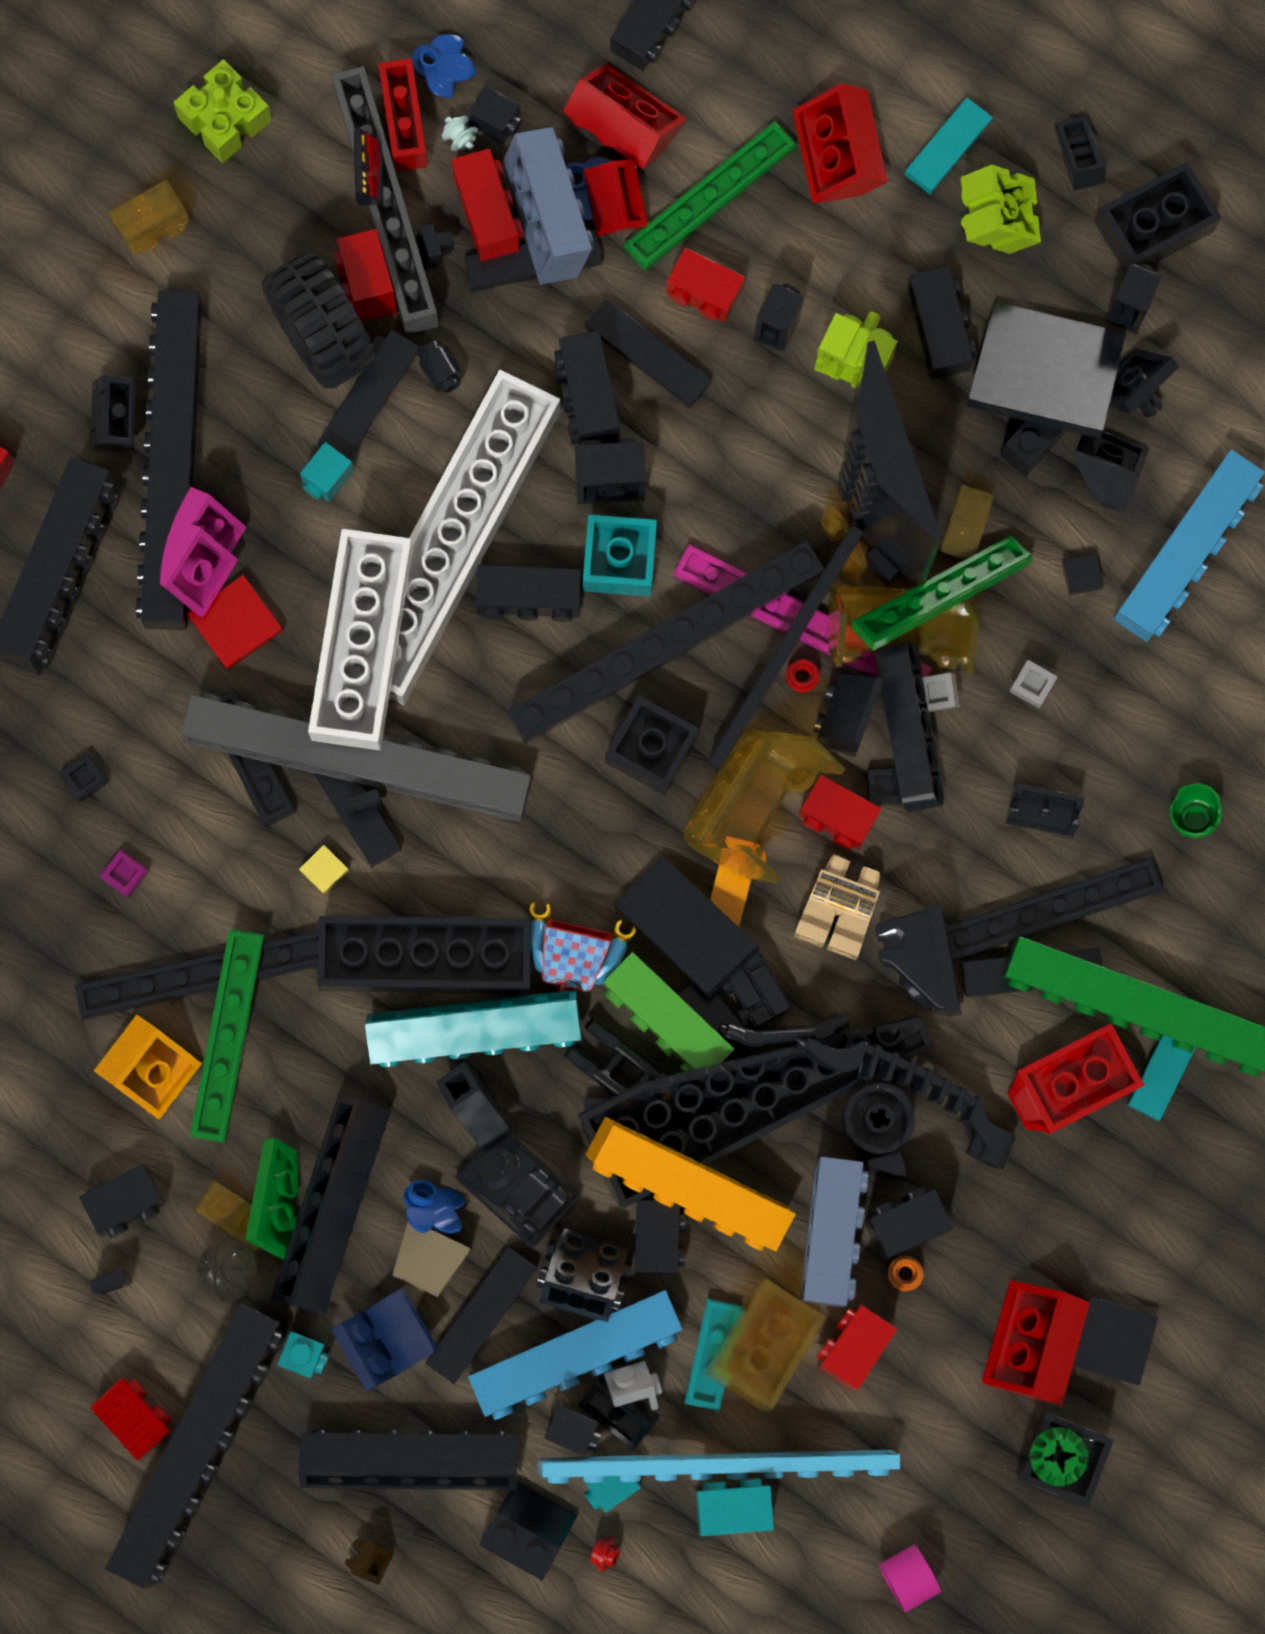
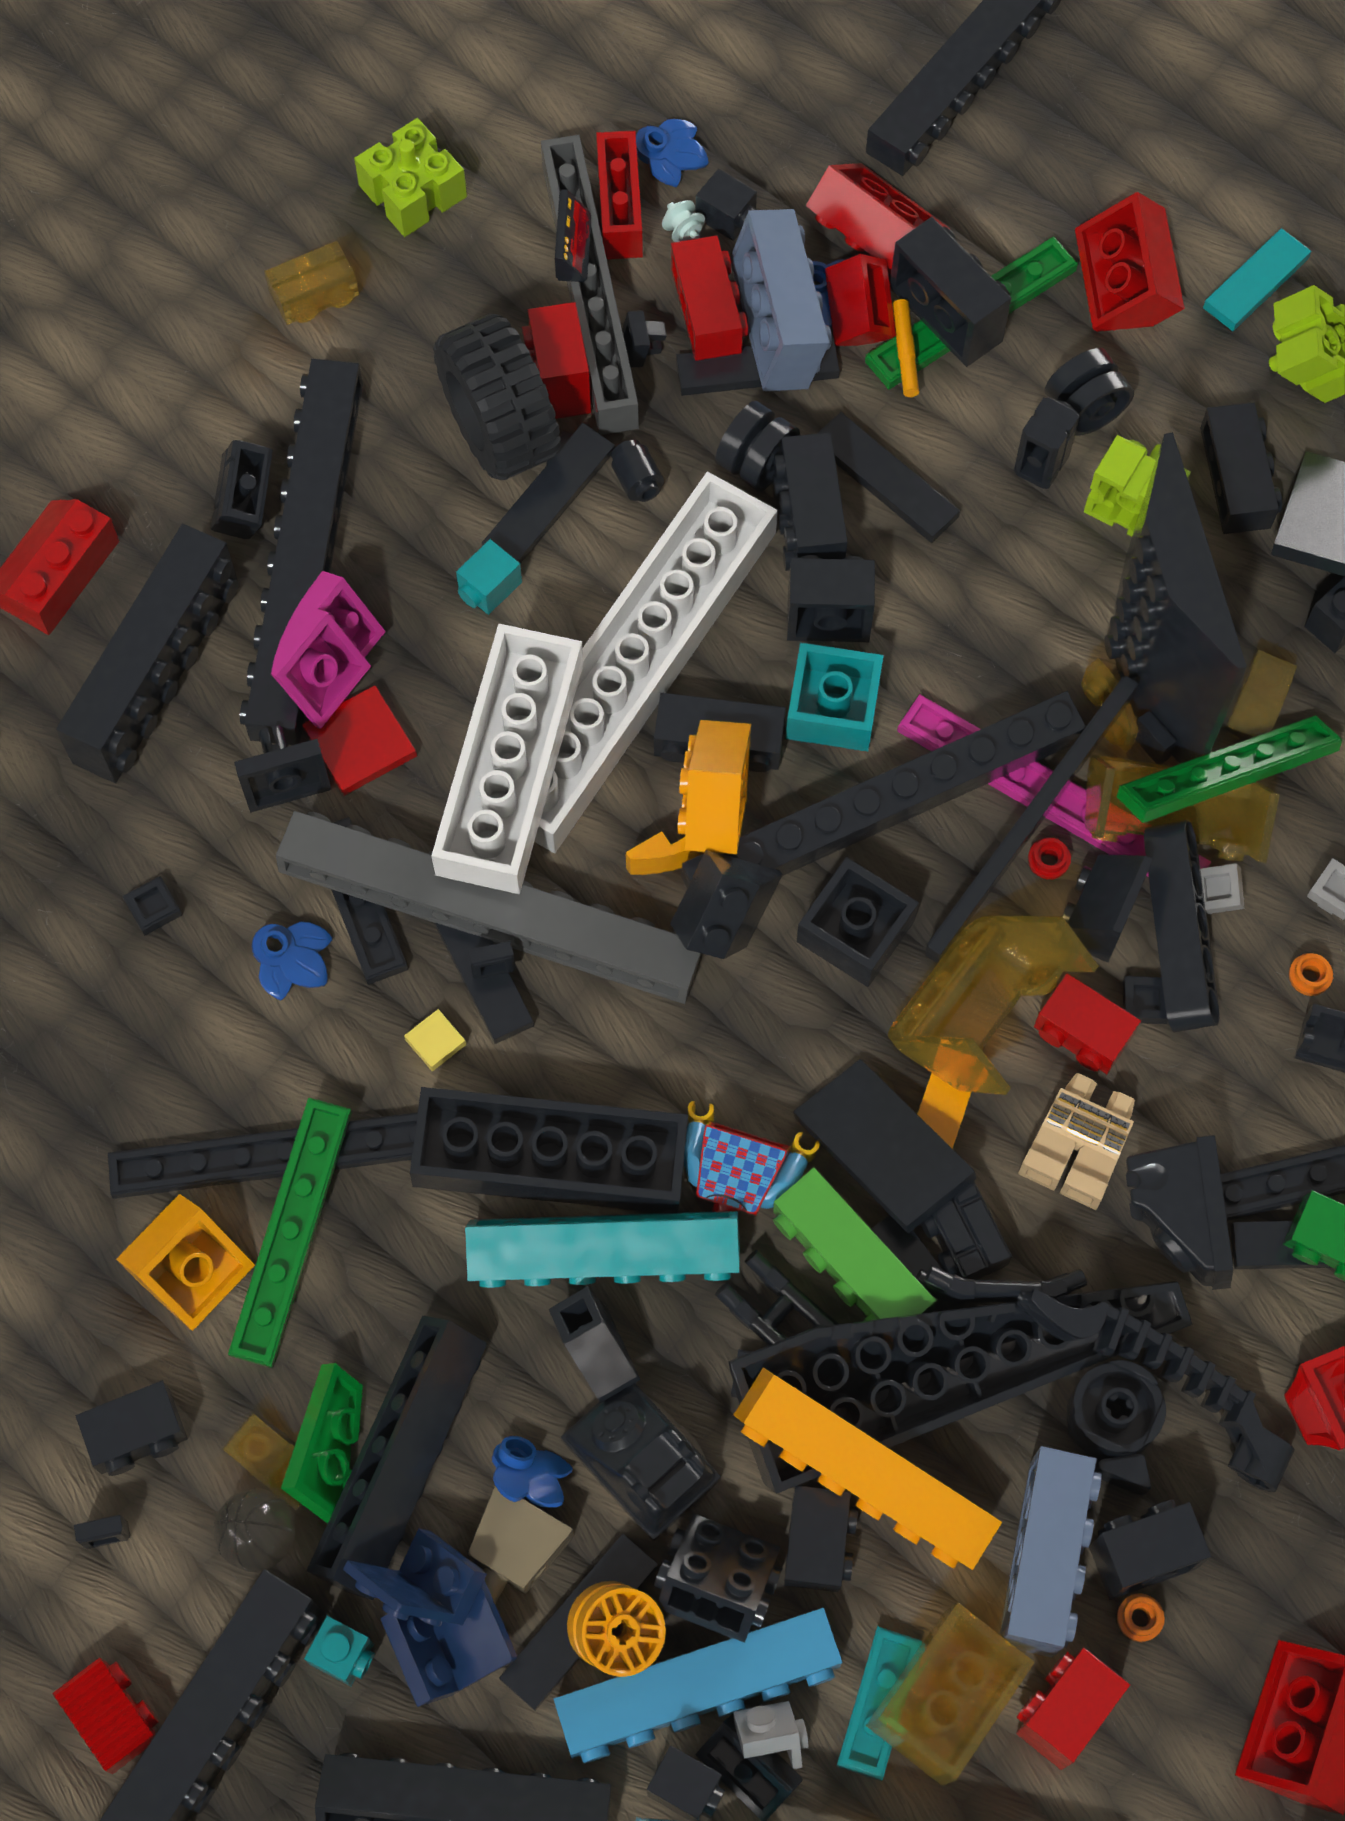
camera: 10 degrees right, 10 degrees down
(124, 873) = (187, 1024): magenta tile -> none
(176, 659) = (282, 771): none -> black tile
(206, 812) = (296, 961): none -> blue plate
(365, 1301) = (431, 1583): none -> dark blue bracket
(488, 701) = (658, 856): none -> light orange slope
(510, 1320) = (626, 1649): none -> light orange wheel
(529, 647) = (715, 786): none -> light orange brick
(538, 338) = (751, 444): none -> black wheel
(543, 744) = (723, 904): none -> black slope
(656, 237) = (906, 348): none -> light orange piece
(689, 187) = (950, 291): none -> black brick
(704, 285) = (959, 405): red brick -> none
(812, 265) = (1092, 389): none -> black wheel
(1019, 745) = (1316, 964): none -> orange plate

